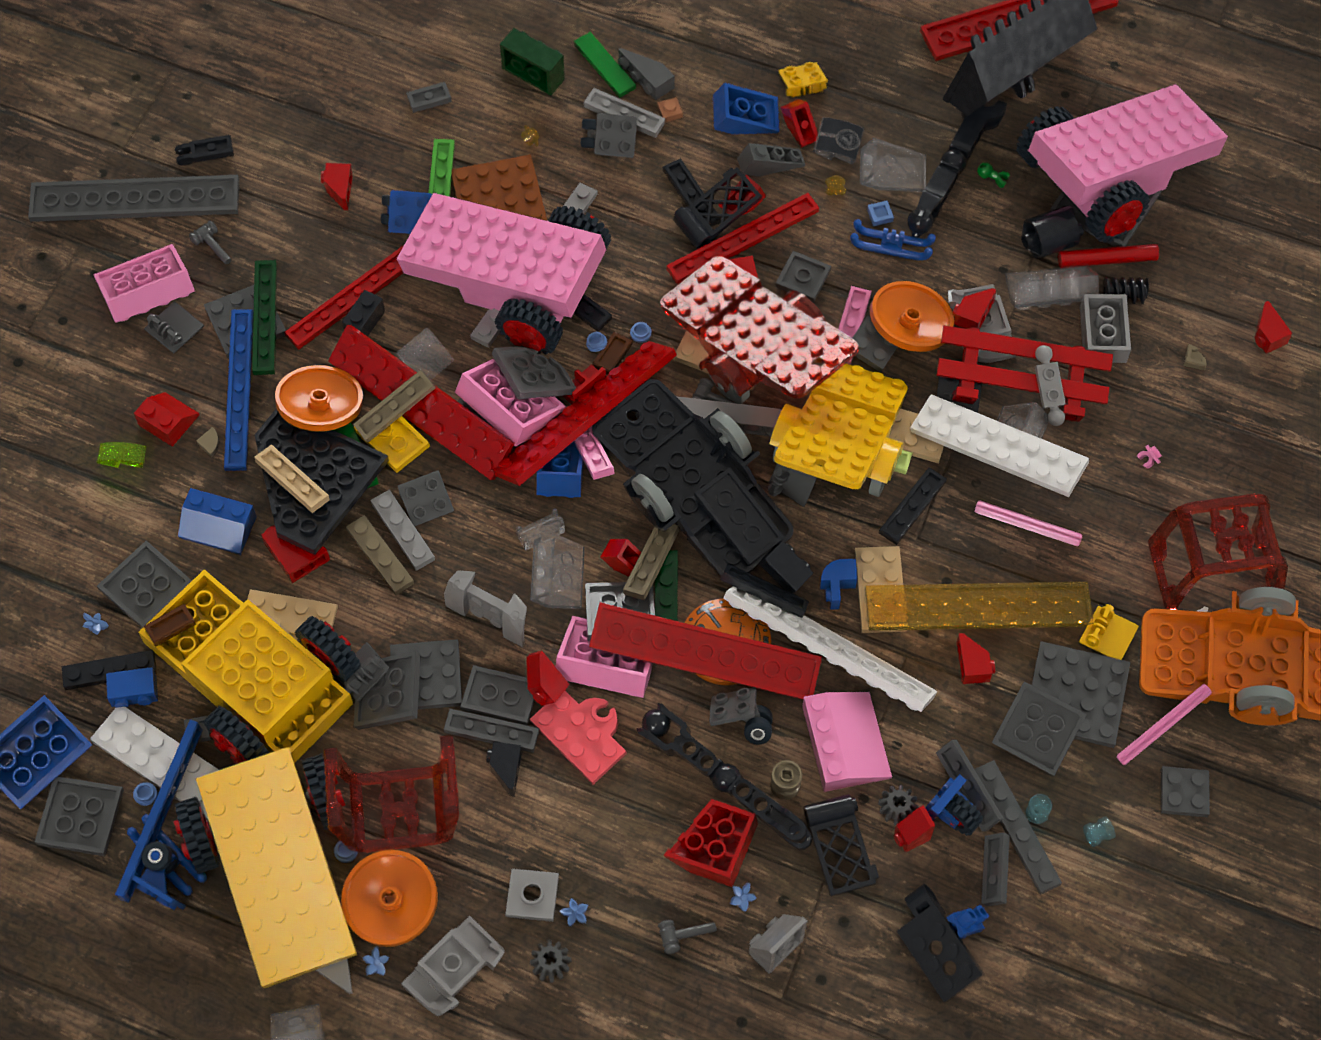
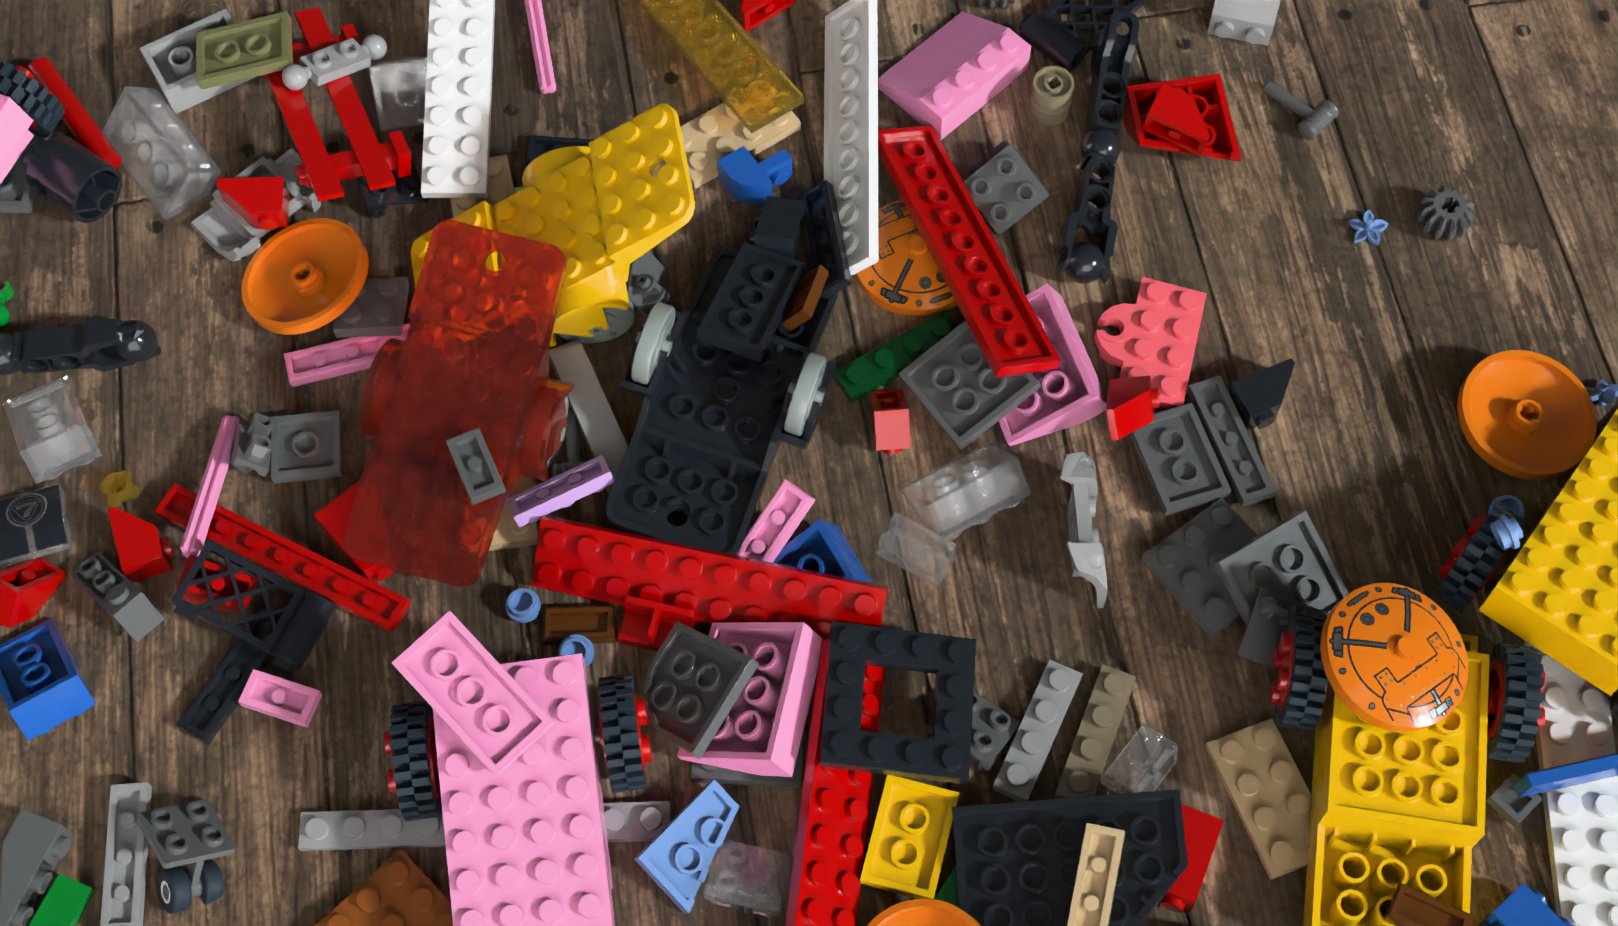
camera: 120 degrees left, 0 degrees up
(293, 675) = (1394, 657): none -> orange dish
(312, 777) = (1506, 532): none -> medium blue plate
(346, 561) = (1141, 763): none -> clear hinge
(394, 406) = (875, 839): dark tan plate -> none
(445, 802) = (1334, 457): clear red windscreen -> none
(447, 417) = (848, 748): none -> black plate
(452, 966) = (1532, 305): light grey piece -> none
(459, 338) = (685, 847): none -> medium blue wing
(540, 909) = (1382, 299): light grey piece -> none
(573, 242) = (473, 693): none -> bright pink plate
(650, 562) = (886, 377): dark tan plate -> none
(663, 205) = (280, 698): none -> bright pink plate
(670, 109) = (84, 796): nougat plate -> none
(687, 369) = (561, 491): none -> lavender plate
(708, 821) = (1177, 119): none -> red slope
(712, 317) = (475, 466): none -> dark grey plate
(724, 547) = (805, 298): none -> reddish brown tile
(742, 896) = (1226, 77): medium blue plant -> none
(794, 179) = (140, 546): none -> red slope
(804, 220) = (210, 488): none -> bright pink axle
(815, 247) = (253, 444): none -> dark grey hips
(880, 213) = (141, 405): medium blue plate -> none
(892, 242) = (184, 367): blue piece -> none
(1082, 338) = (243, 50): none -> olive plate
(1131, 288) = (122, 64): black piece -> none

